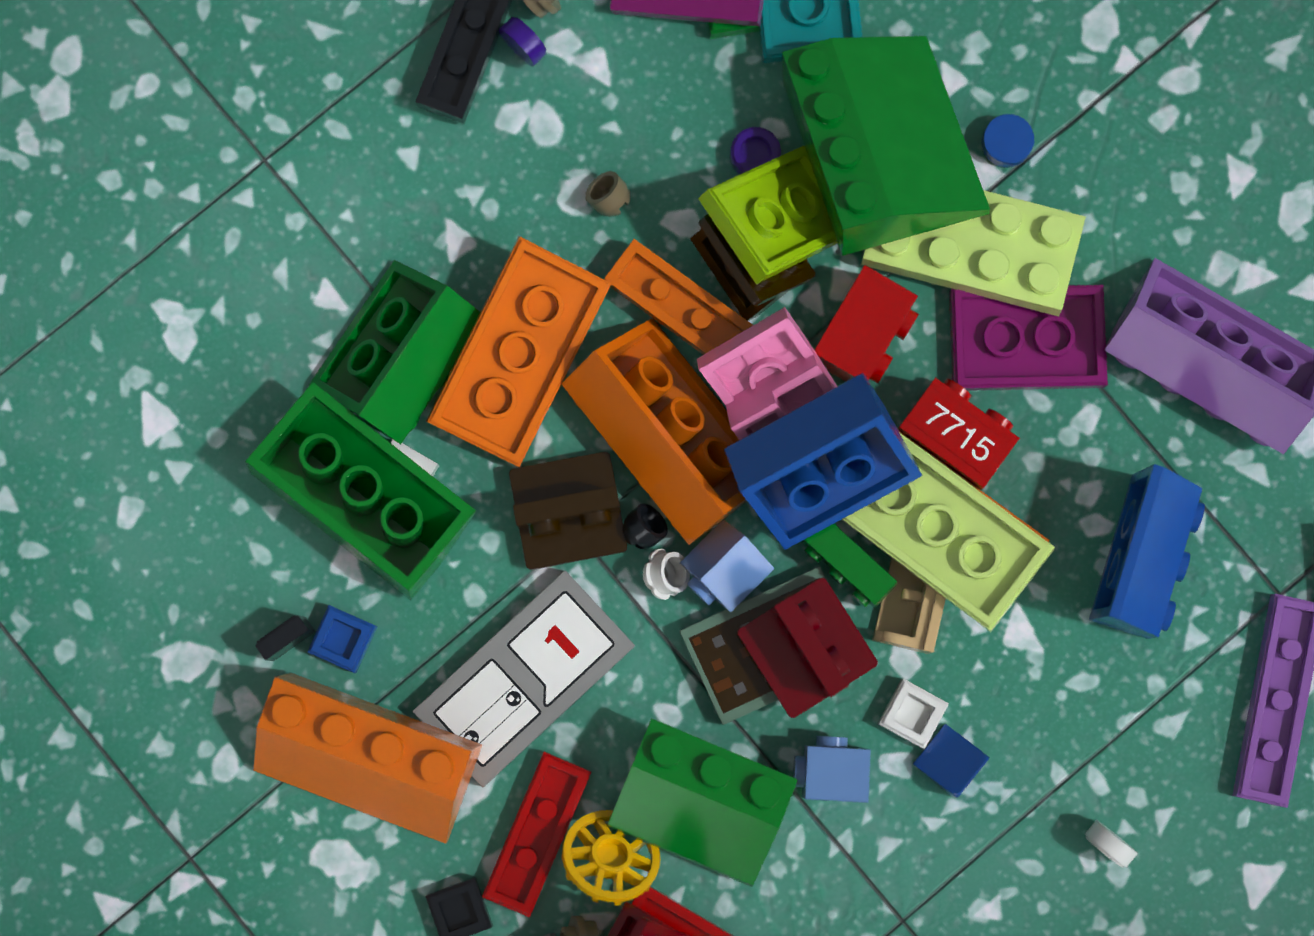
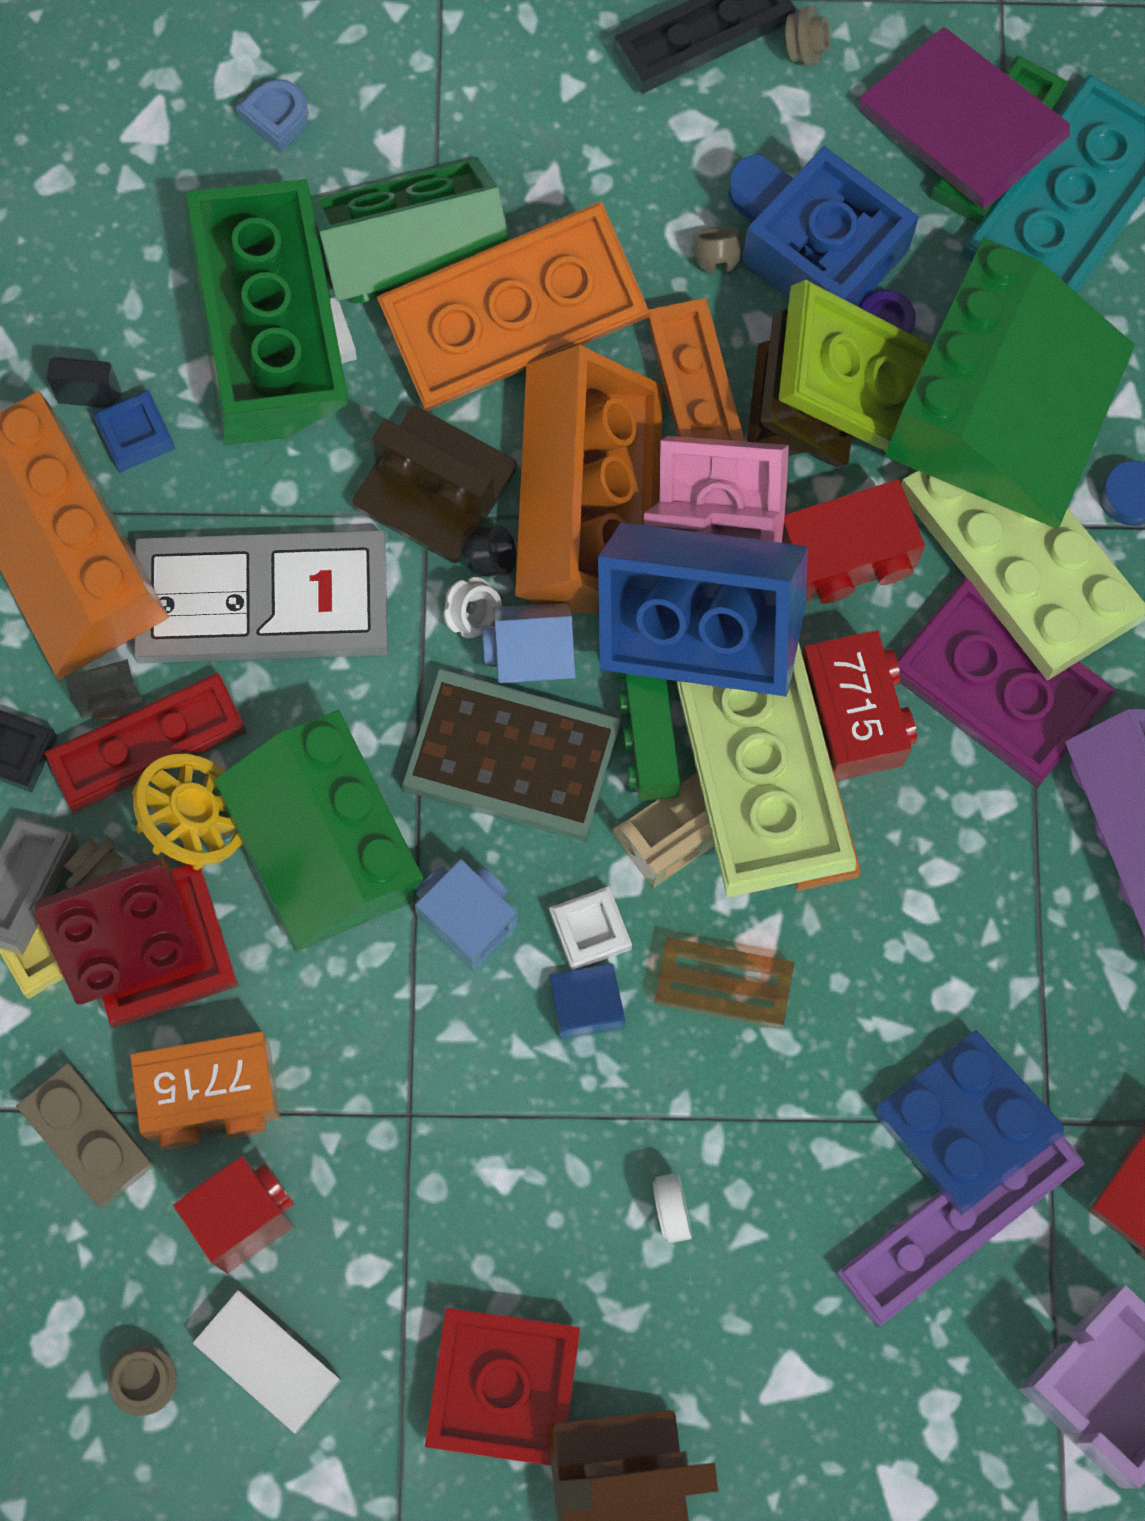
camera: 40 degrees right, 10 degrees down
(234, 341) = (275, 112): none -> medium blue tile
(487, 827) = (104, 690): none -> clear smoke plate
(523, 41) = (756, 62): dark purple tile -> none
(672, 133) = (819, 225): none -> blue brick
(807, 648) = (542, 774): dark red bracket -> none
(1059, 655) = (721, 1007): none -> clear orange tile
(1148, 553) = (947, 960): blue slope -> none
(1239, 639) = (969, 1122): none -> blue plate

